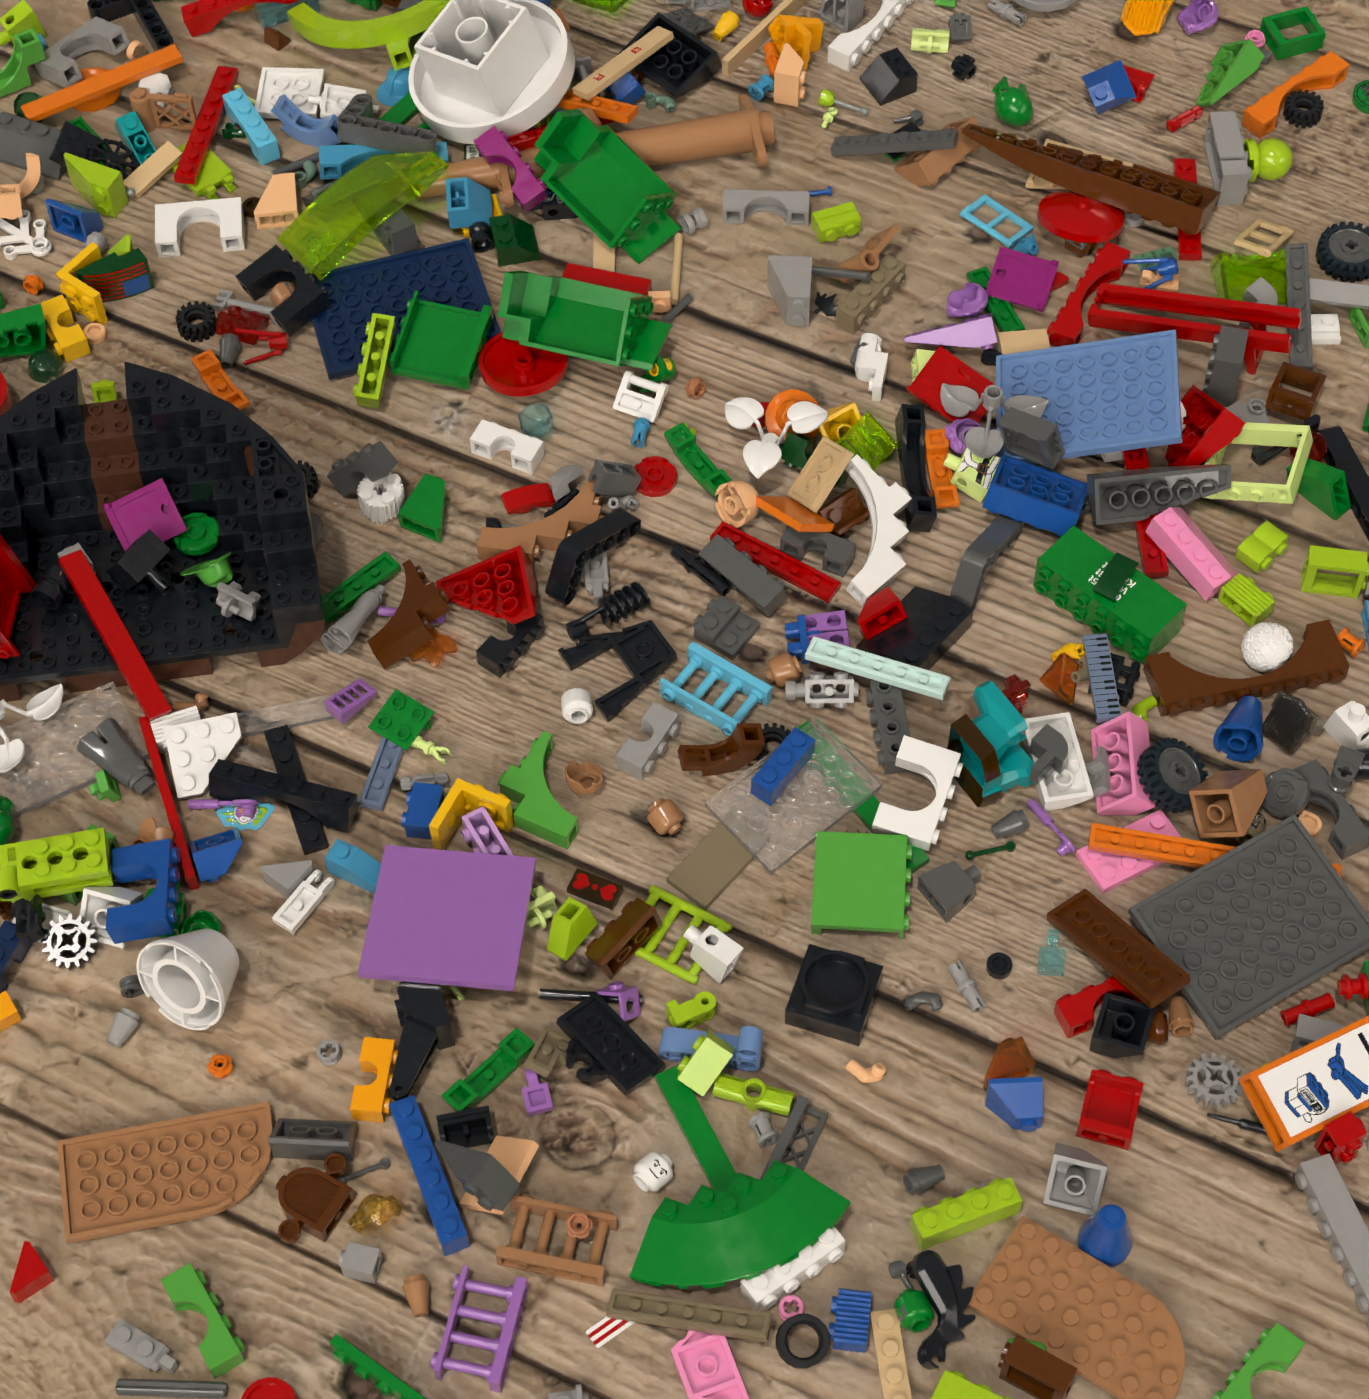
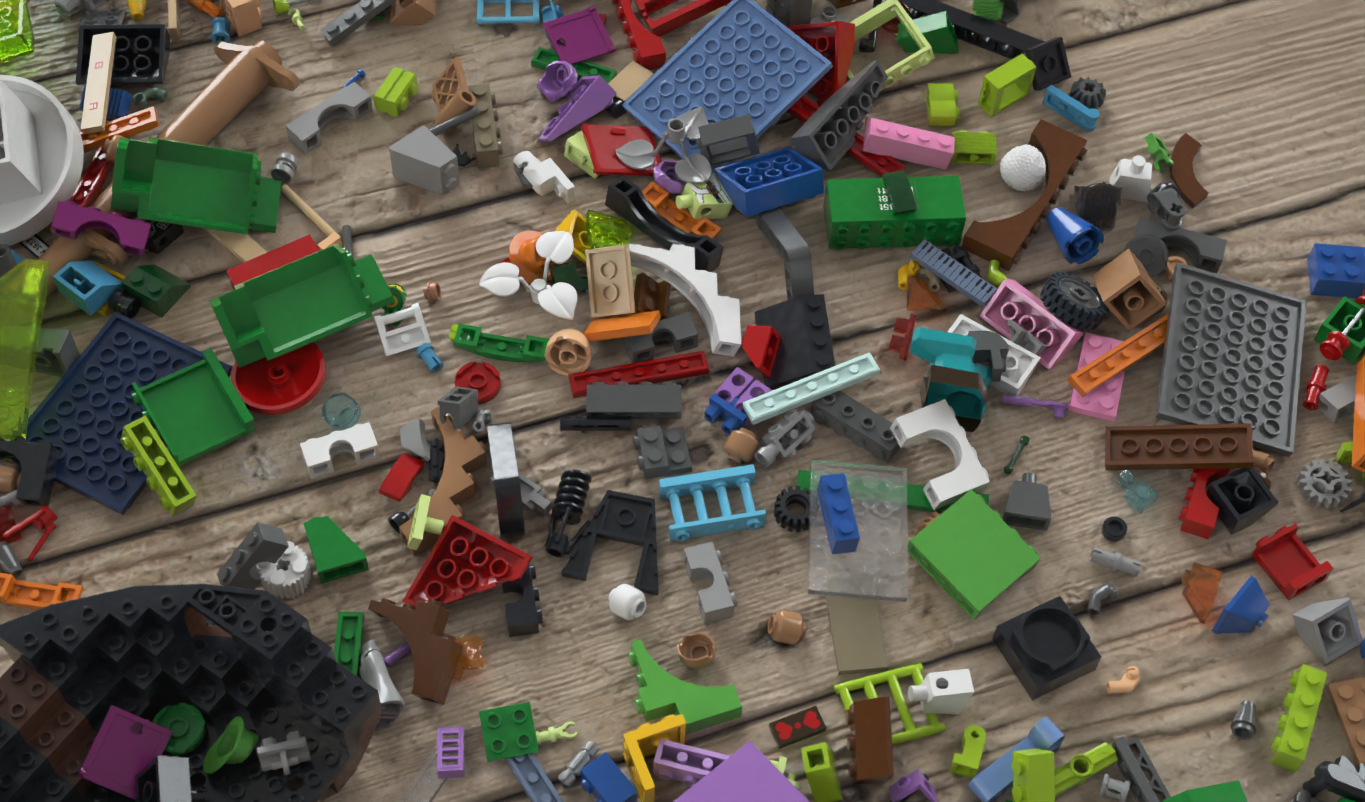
camera: 50 degrees left, 0 degrees up
(495, 534) = (423, 523): none -> yellowish green tile
(725, 756) = (777, 541): reddish brown arch -> none
(1011, 824) = (1011, 423): dark grey cone -> none
(1357, 646) = (1070, 122): orange bush -> none

